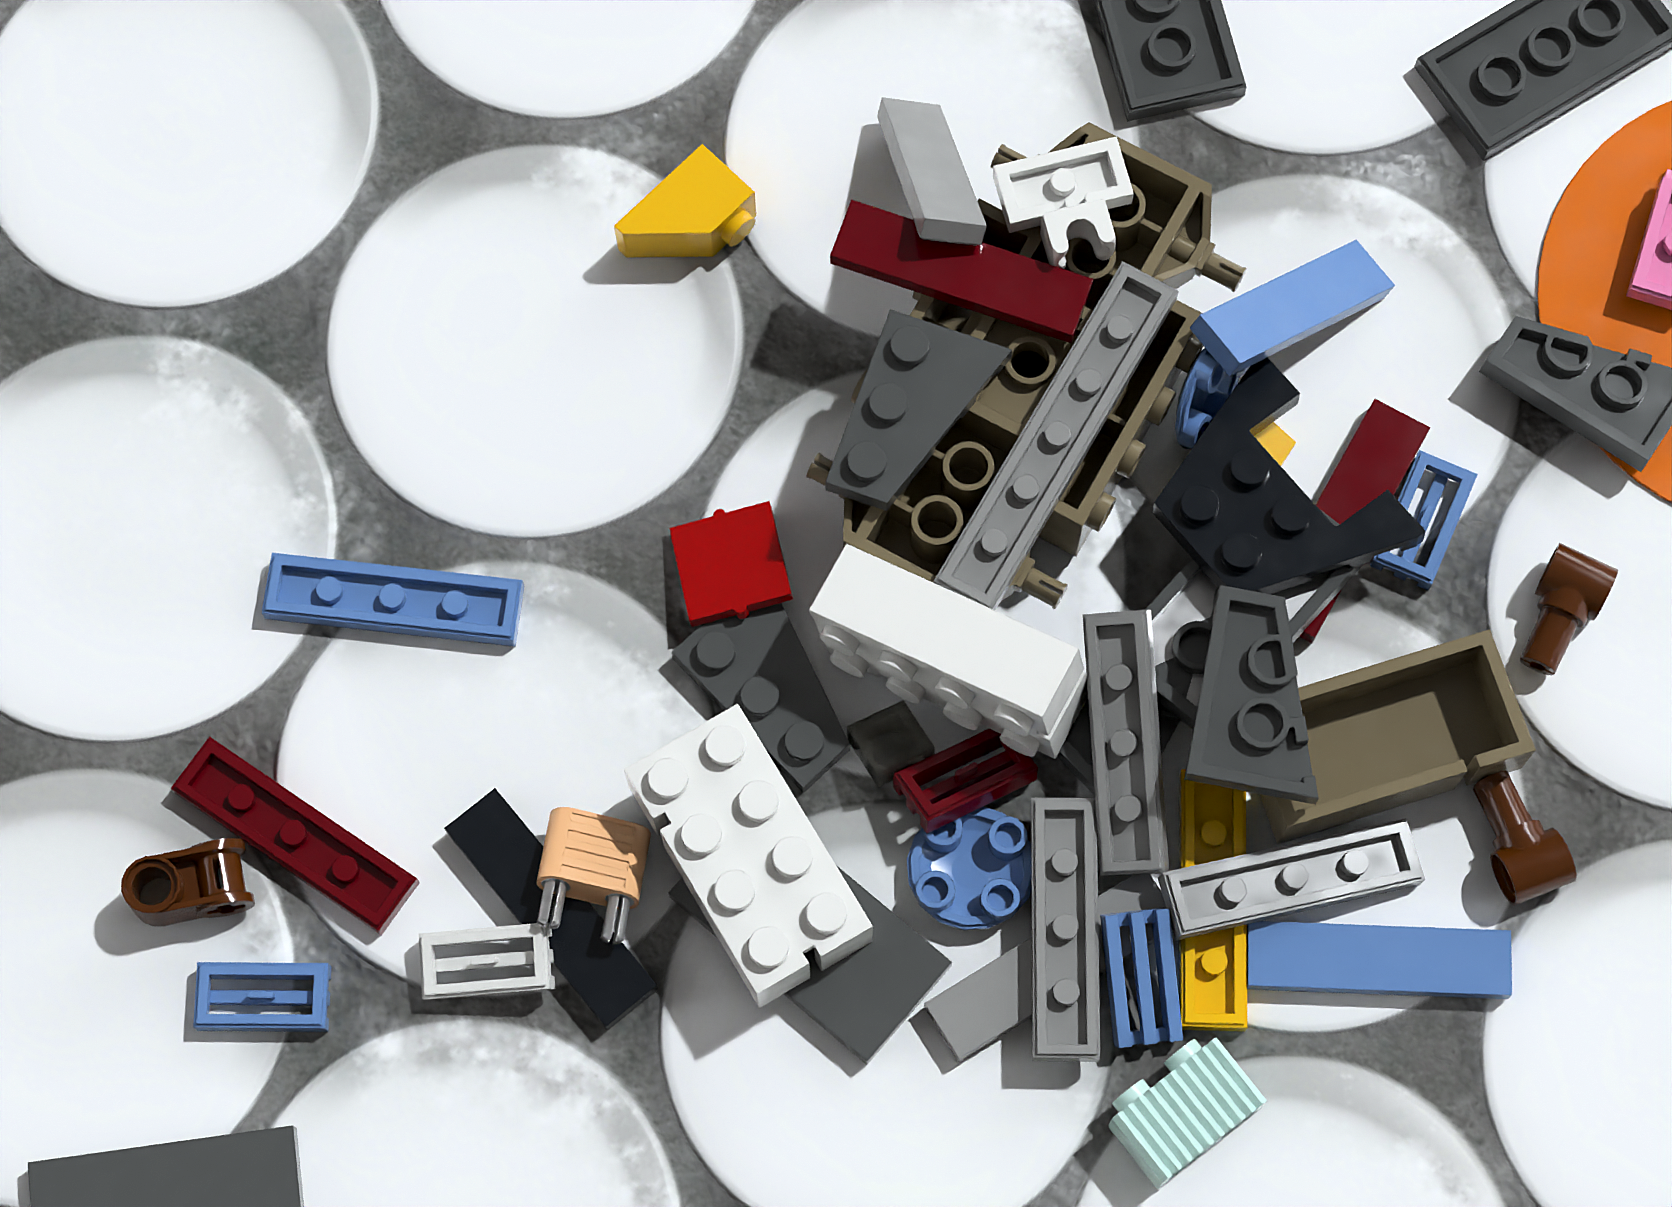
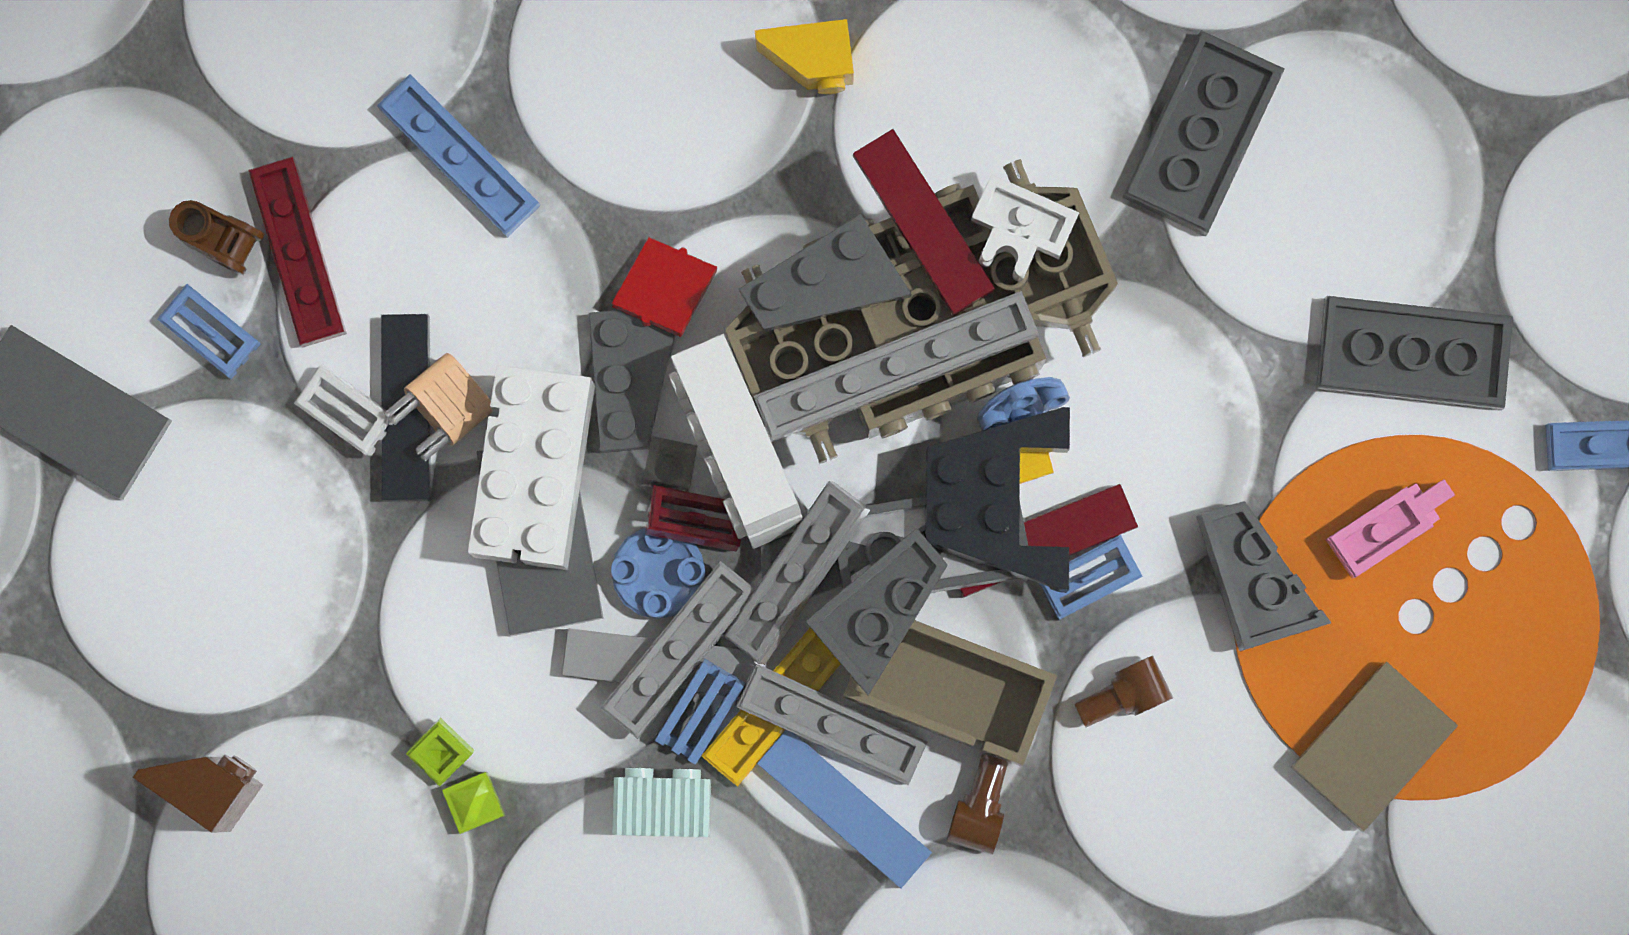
camera: 40 degrees right, 10 degrees up
(931, 172) = (962, 144): light grey tile -> none
(1291, 307) = (1109, 393): medium blue tile -> none

